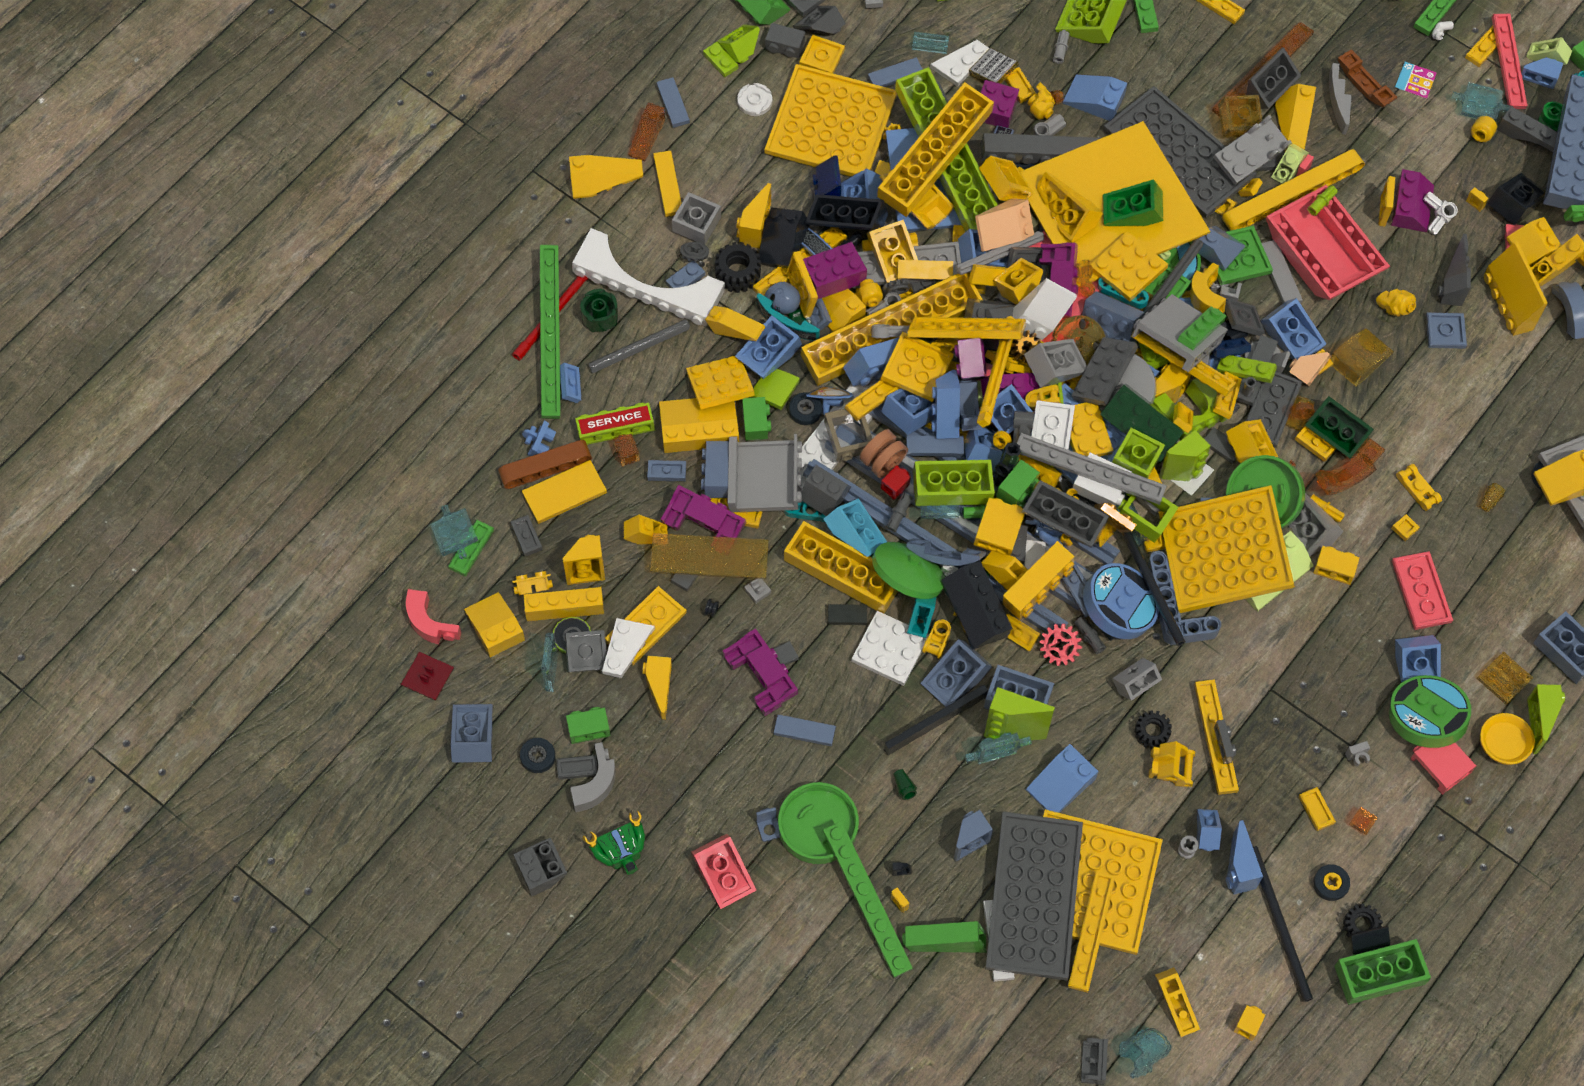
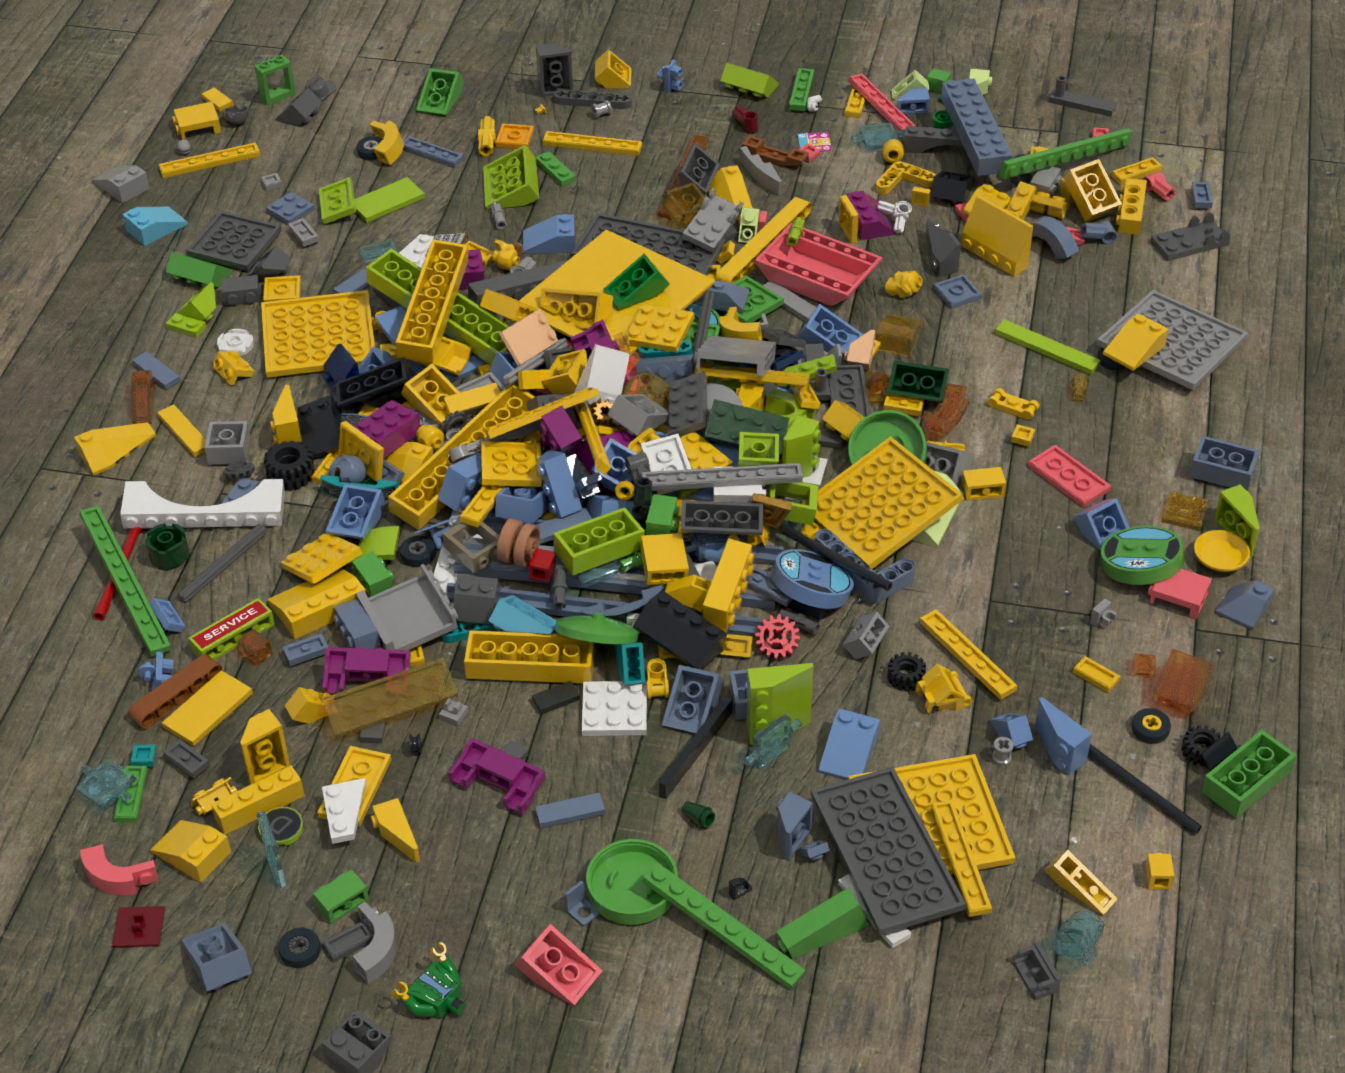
camera: 25 degrees left, 20 degrees down
(494, 517) = (144, 755): none -> teal plate
(585, 650) = (303, 830): dark grey plate -> none
(733, 324) = (309, 506): yellow slope -> none
(739, 128) = (231, 365): none -> yellow bracket
(899, 900) = (755, 914): yellow tile -> none
(979, 864) = (814, 850): none -> sand blue plate
(1183, 417) = (780, 411): yellow tile -> none
(1202, 328) = (754, 342): bright green plate -> none
(1226, 748) = (979, 649): dark grey plate -> none
(1362, 23) = (746, 118): none -> dark red piece
(1382, 858) = (1183, 682): none -> clear orange slope
(1402, 92) = (813, 152): none -> coral tile
(1475, 159) = (900, 171): none -> yellow beam
(1492, 435) = (1047, 347): none -> lime tile
(1494, 802) = (1246, 603): none -> sand blue slope

